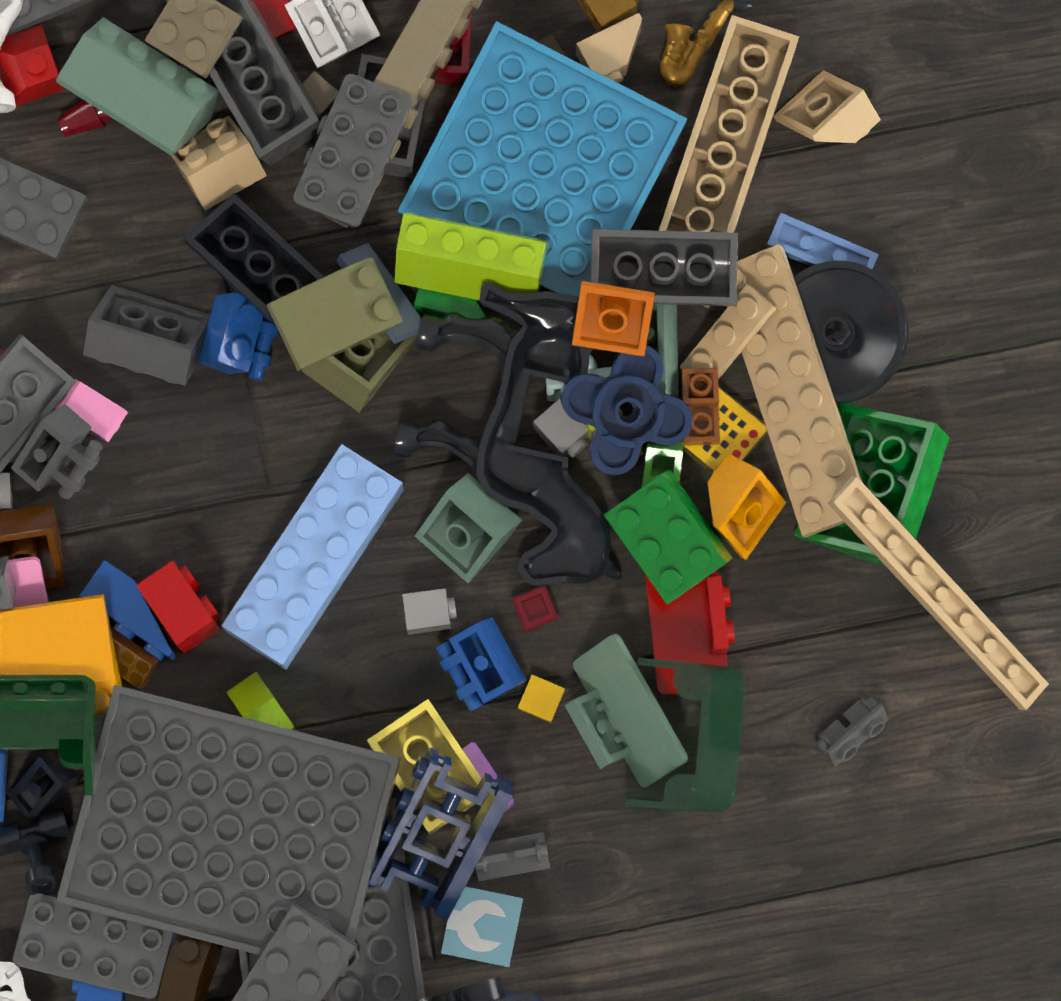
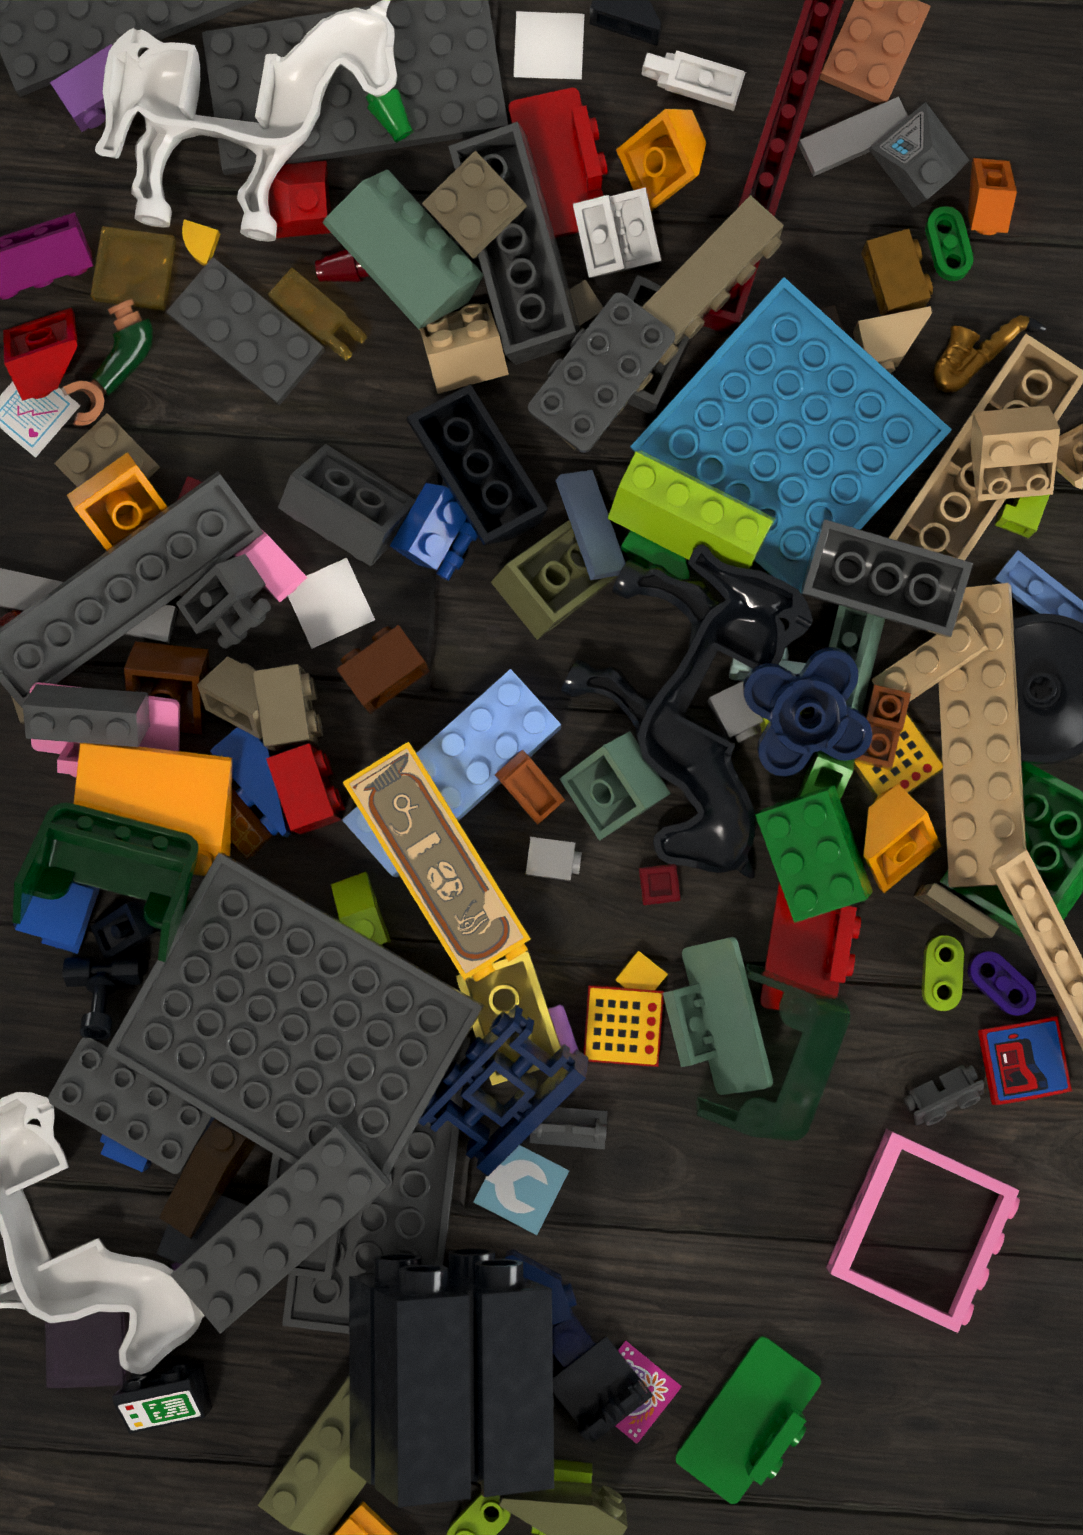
camera: 25 degrees right, 5 degrees up
(69, 165) = (314, 311): none -> clear yellow hinge
(89, 538) = (232, 695): none -> dark tan slope
(140, 535) = (286, 708): none -> dark tan brick
(155, 432) = (330, 603): none -> white sticker
(222, 475) = (383, 668): none -> reddish brown brick
(322, 637) = (438, 862): none -> brick
(335, 313) = (538, 535): olive slope -> none
(389, 549) = (529, 787): none -> dark orange tile
(485, 660) = (590, 927): blue brick -> none
(536, 747) = (623, 1025): none -> yellow tile
(613, 318) = (821, 619): orange slope -> none
(749, 124) = (1014, 452): none -> tan slope
(780, 157) = (1023, 515): none -> lime leg
(814, 555) = (956, 910): none -> dark tan tile
(819, 617) = (942, 973): none -> lime plate
(876, 610) = (1001, 982): none -> dark purple plate
(916, 677) = (1024, 1060): none -> slope
(930, 854) = (865, 1206): none -> bright pink window

